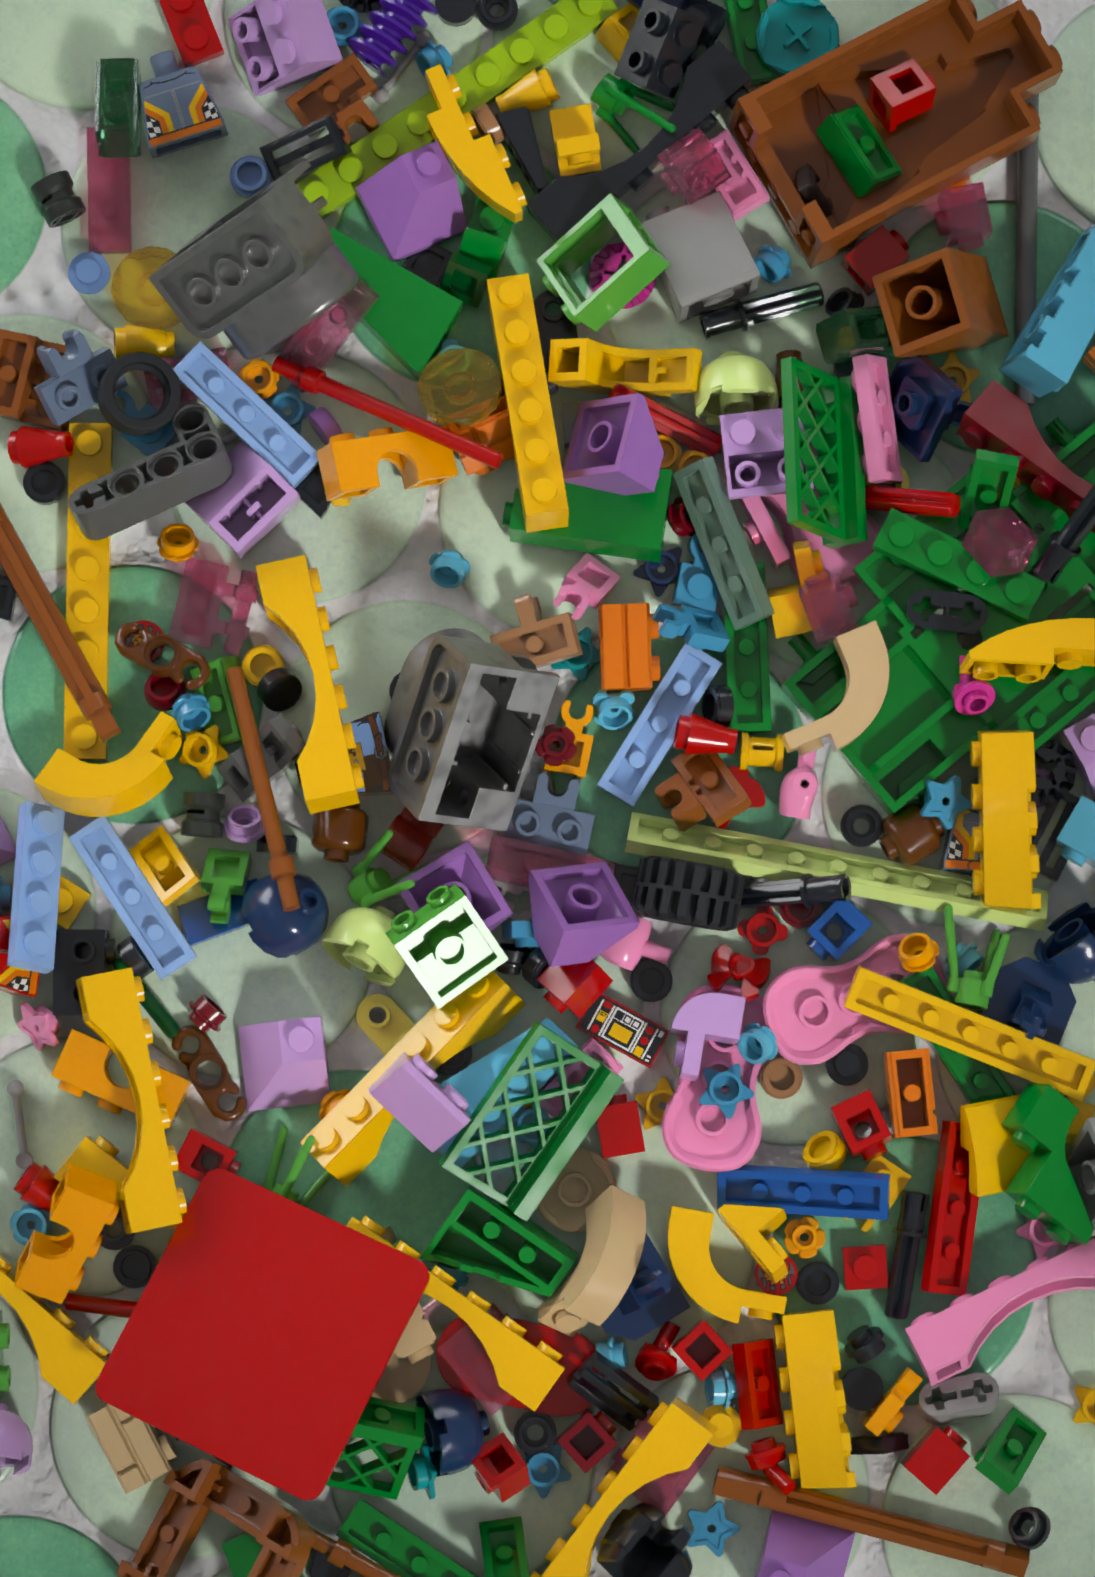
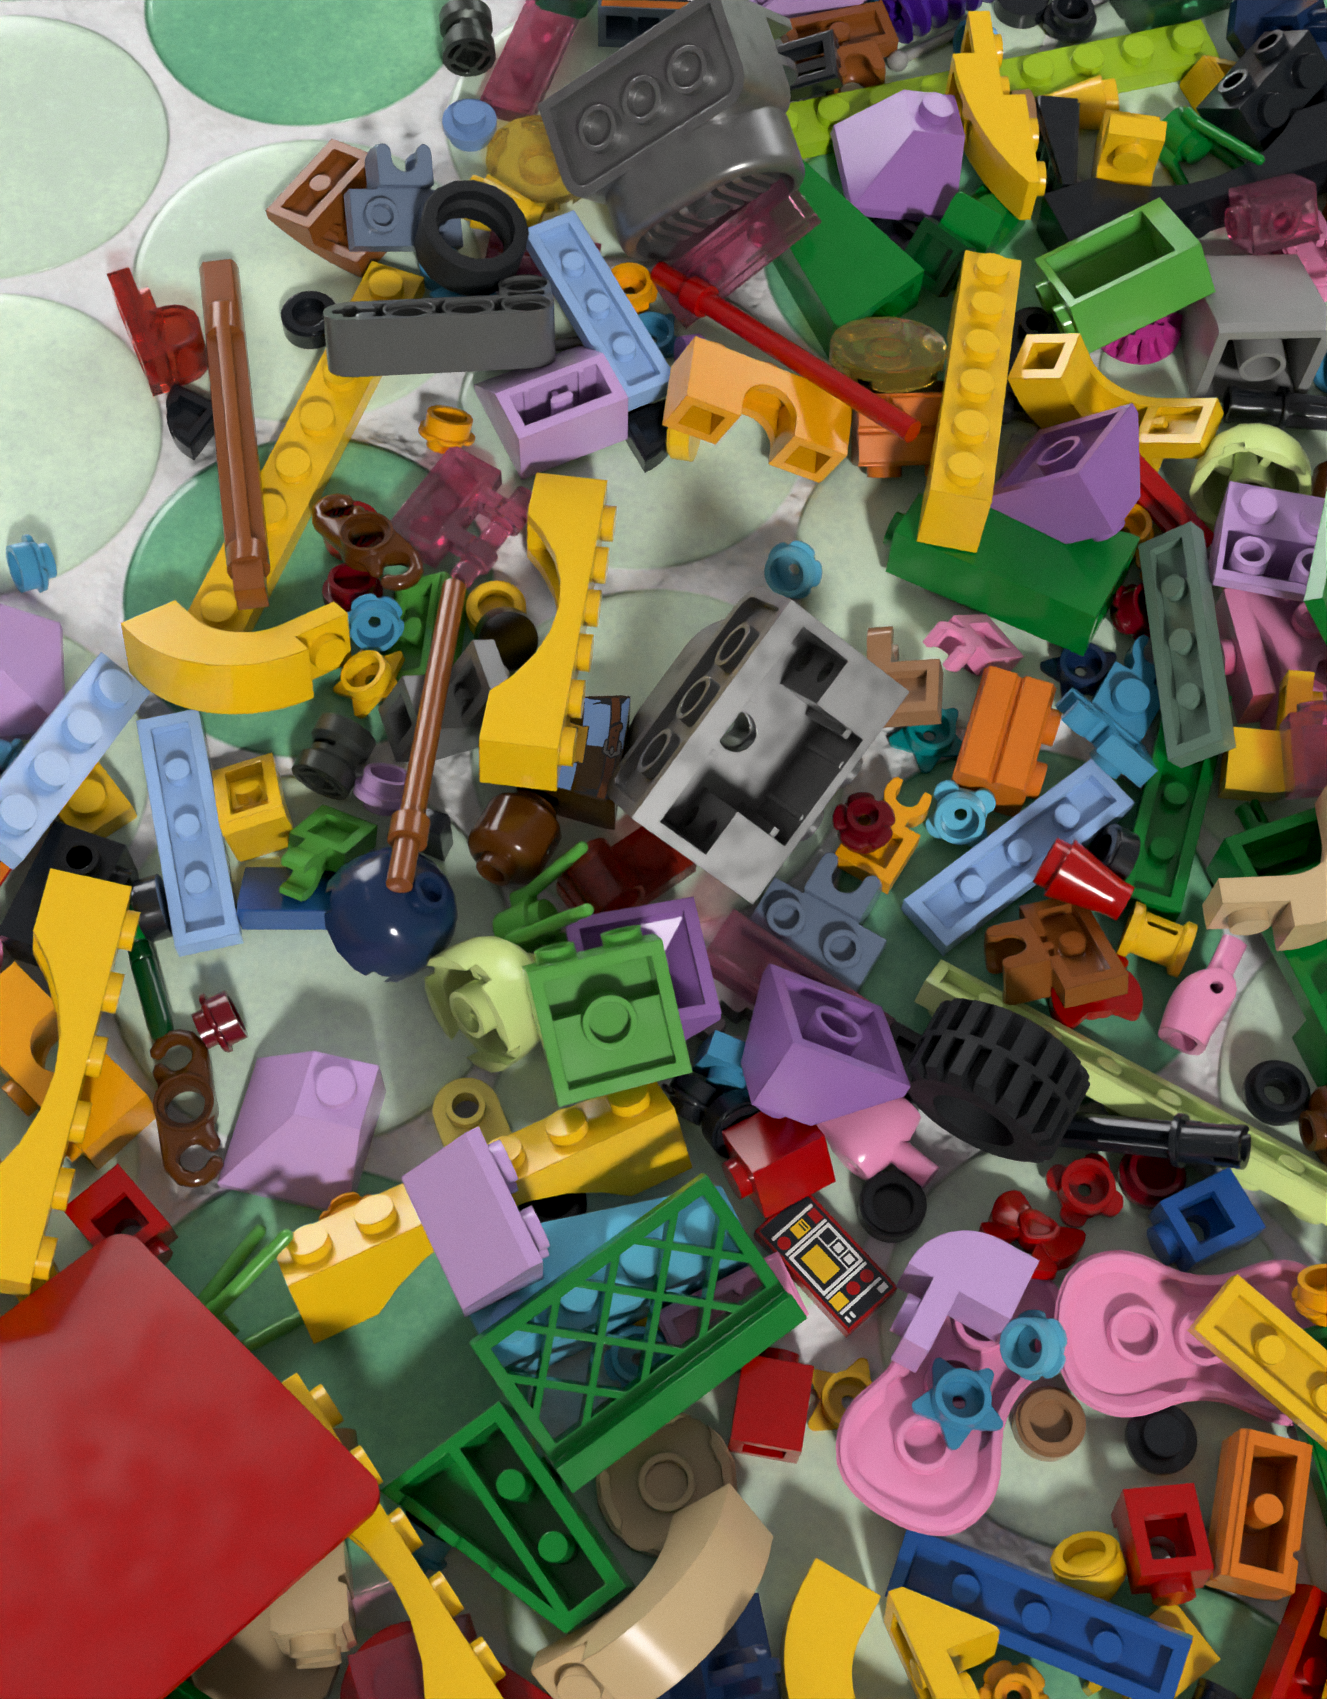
camera: 20 degrees right, 20 degrees down
(36, 446) = (320, 267): red cone -> none

